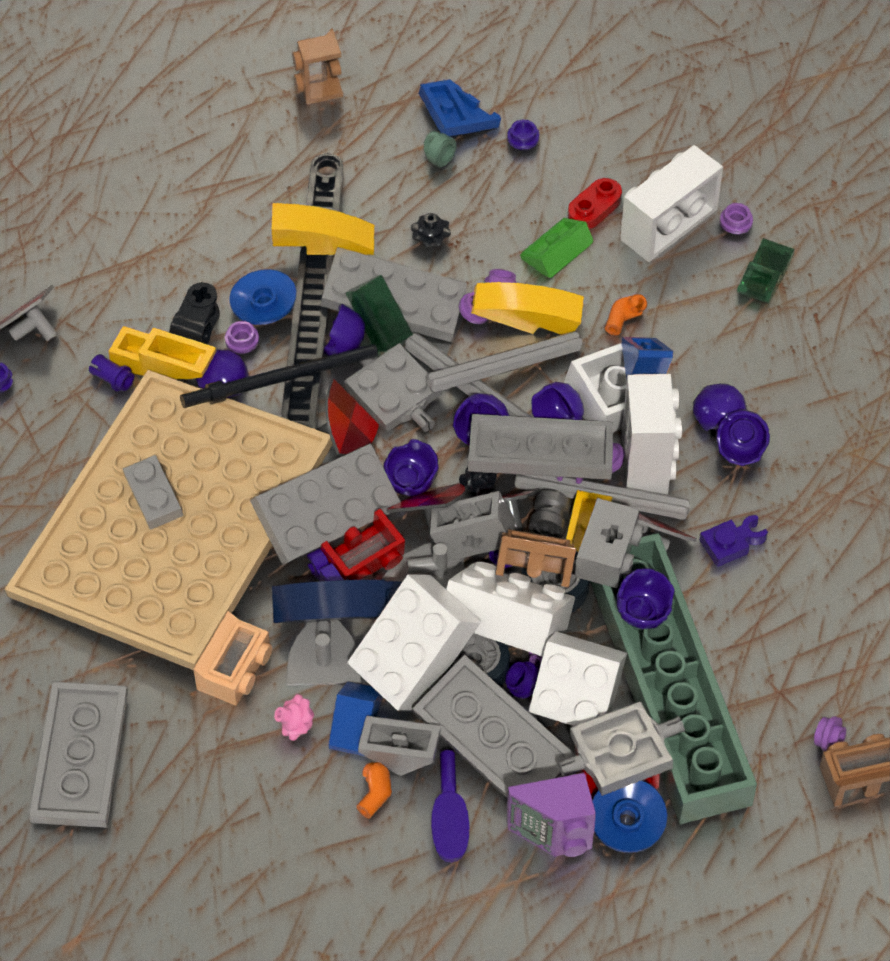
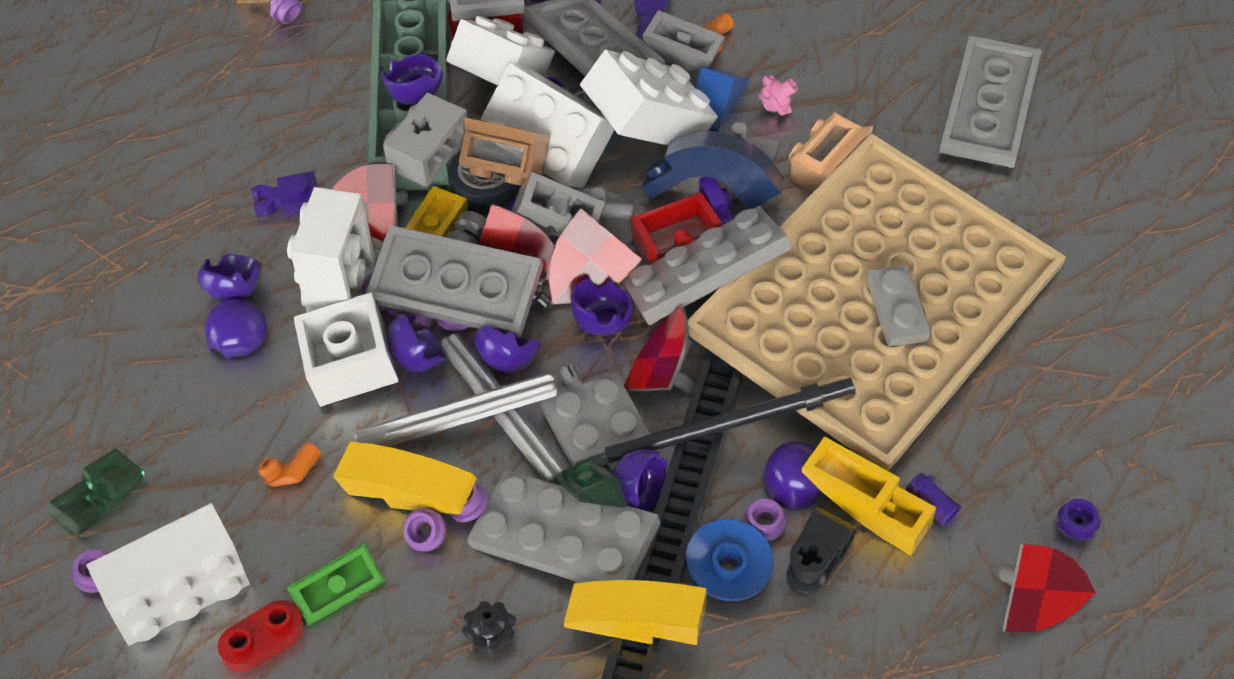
camera: 165 degrees left, 0 degrees up
(645, 356) = (299, 330): blue slope -> none

